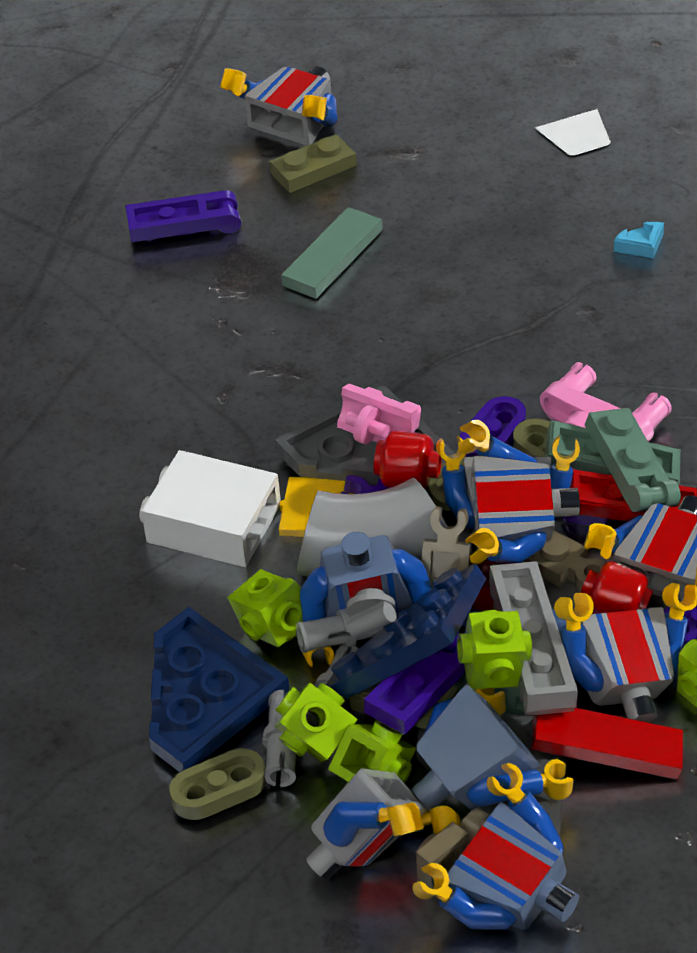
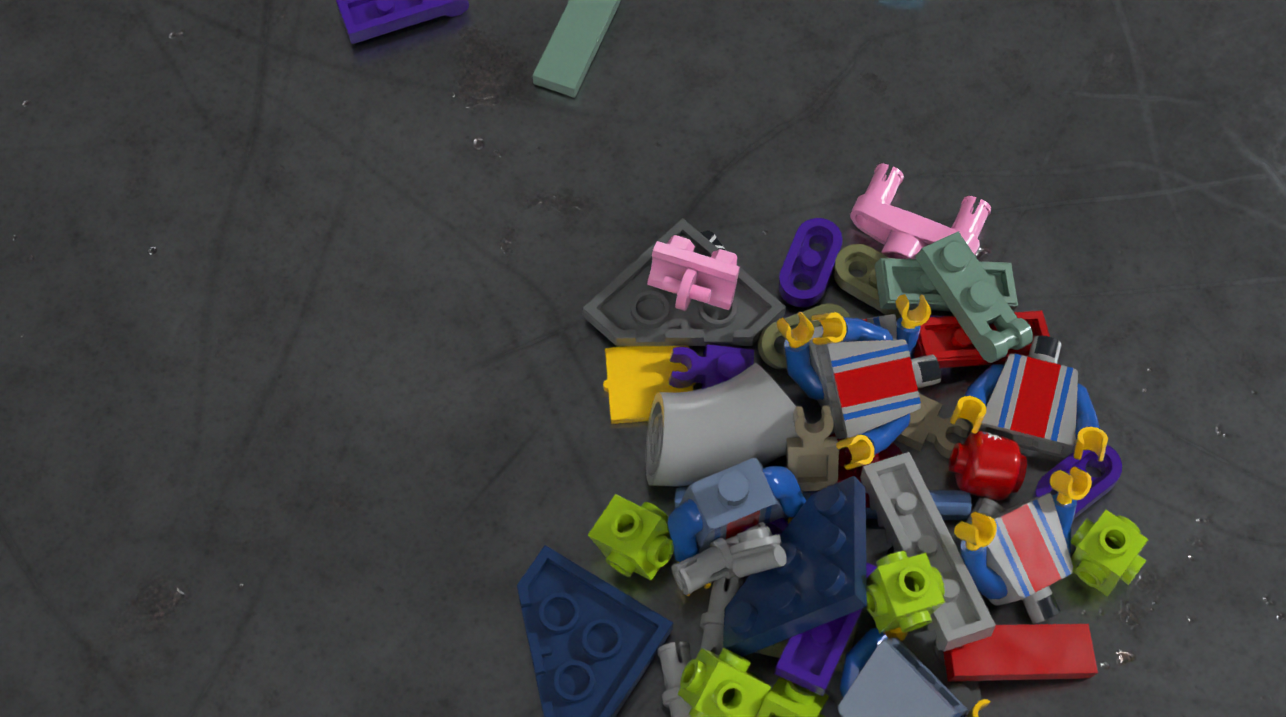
camera: 15 degrees left, 20 degrees up
(211, 508) = (533, 407): white brick -> none
(406, 457) = (739, 331): red head -> none

